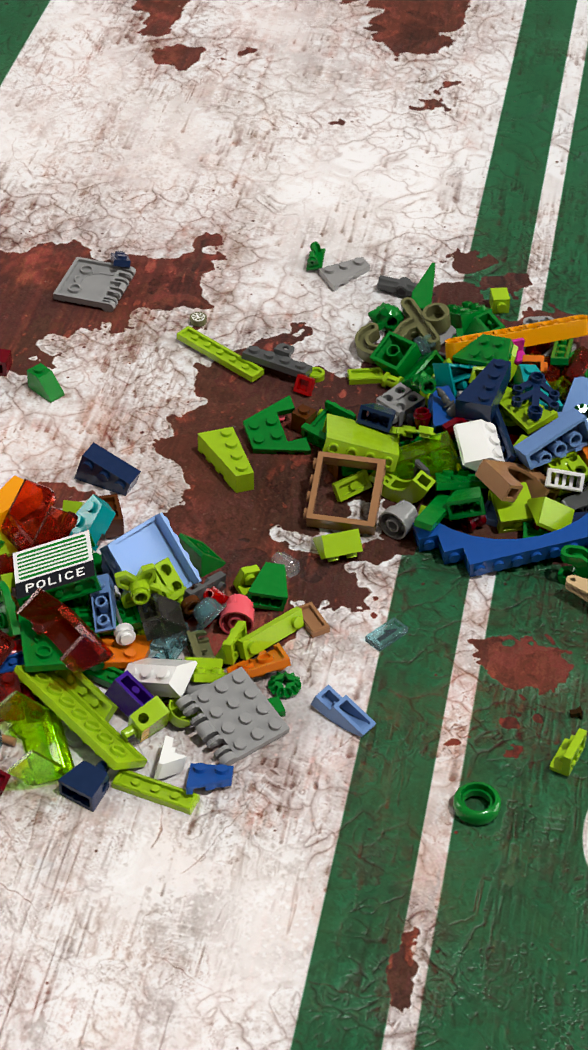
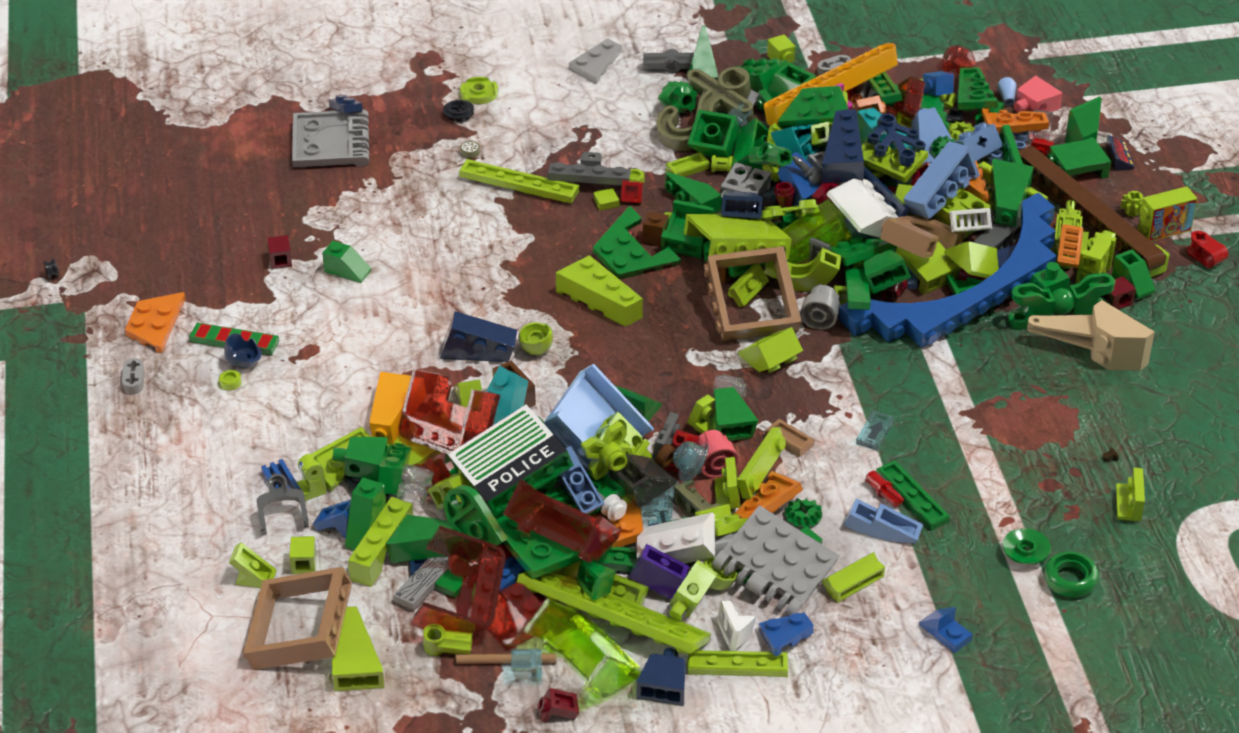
camera: 20 degrees left, 0 degrees up
(77, 689) = (595, 579): none -> green slope
(153, 482) = (535, 338): none -> lime hair
(208, 285) = (451, 110): none -> black gear
(234, 274) = (479, 90): none -> lime tile
(282, 386) = (606, 199): none -> lime tile
(292, 750) = (854, 577): none -> lime piece
(316, 257) = (558, 51): green hinge -> none
(343, 817) = (945, 629): none -> blue slope
(350, 396) = (692, 191): none -> green slope
(362, 684) = (883, 488): none -> red axle
(385, 697) = (914, 496): none -> green tile
(452, 767) = (1026, 546): none -> green dish

